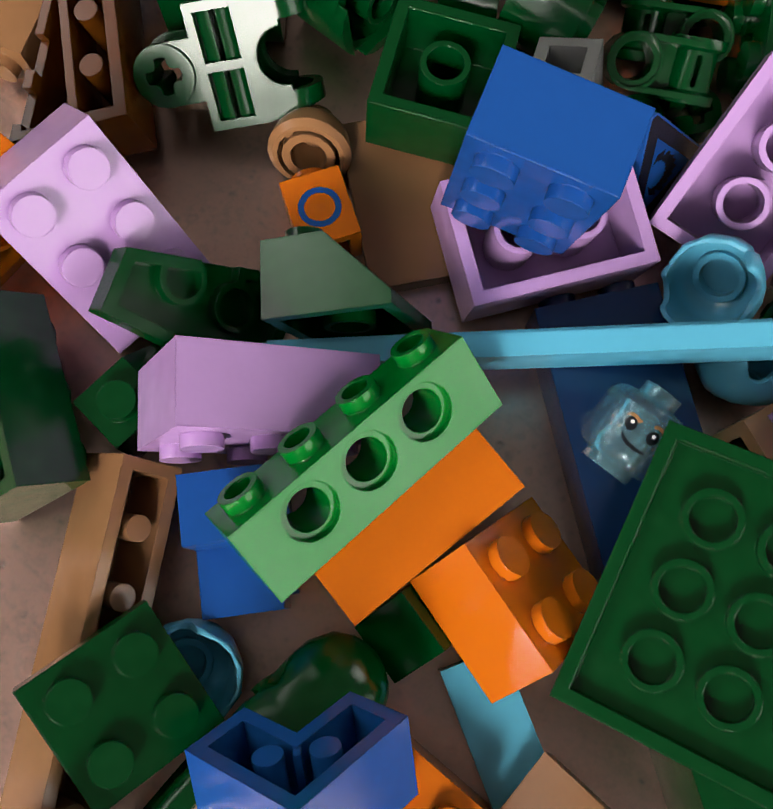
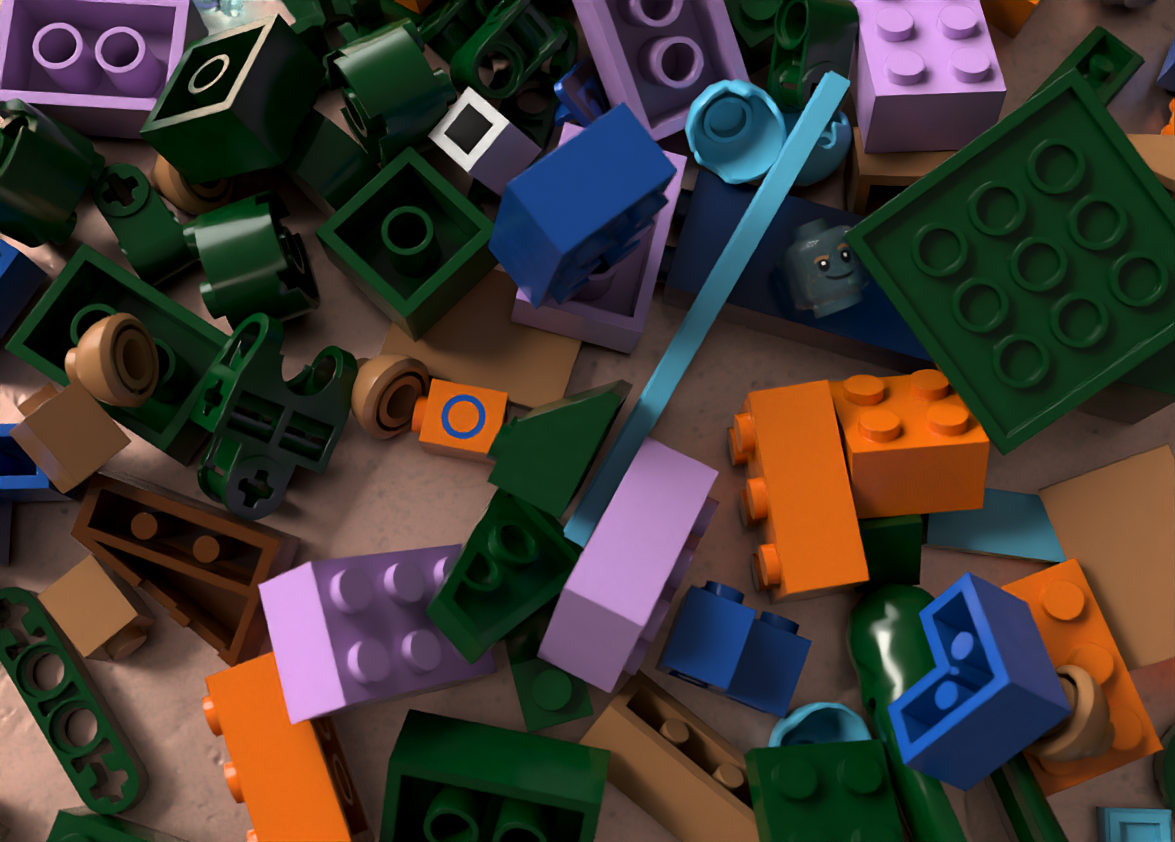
camera: 60 degrees left, 0 degrees up
(394, 453) = (737, 502): green brick -> none

